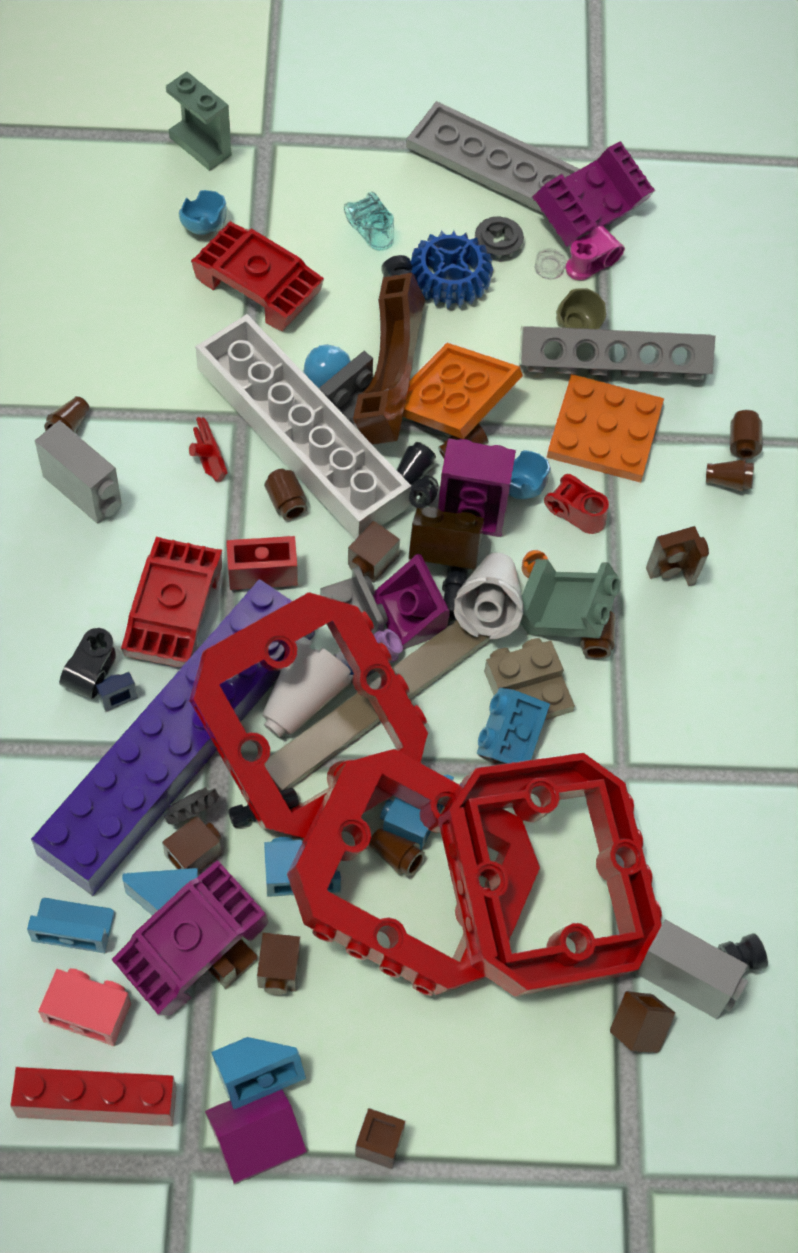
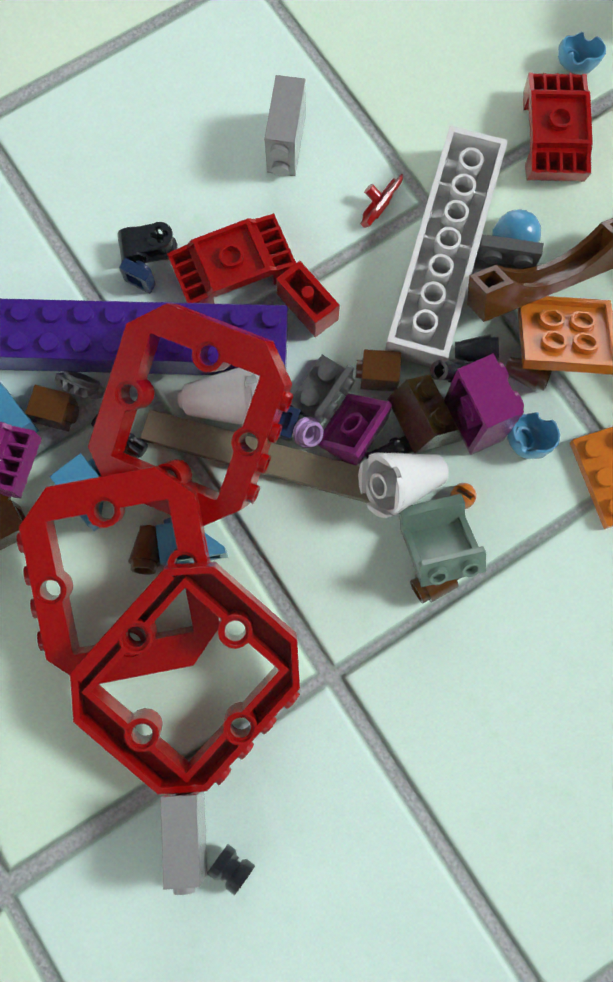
camera: 60 degrees right, 15 degrees up
(70, 414) = (331, 91): reddish brown cone -> none
(286, 493) = (383, 276): reddish brown brick -> none
(512, 726) = (300, 570): dark azure bracket -> none
(531, 671) = (352, 557): dark tan plate -> none
(574, 501) = (542, 488): red piece -> none
(642, 1022) = (126, 821): reddish brown panel -> none
(678, 552) = (544, 595): reddish brown bracket -> none

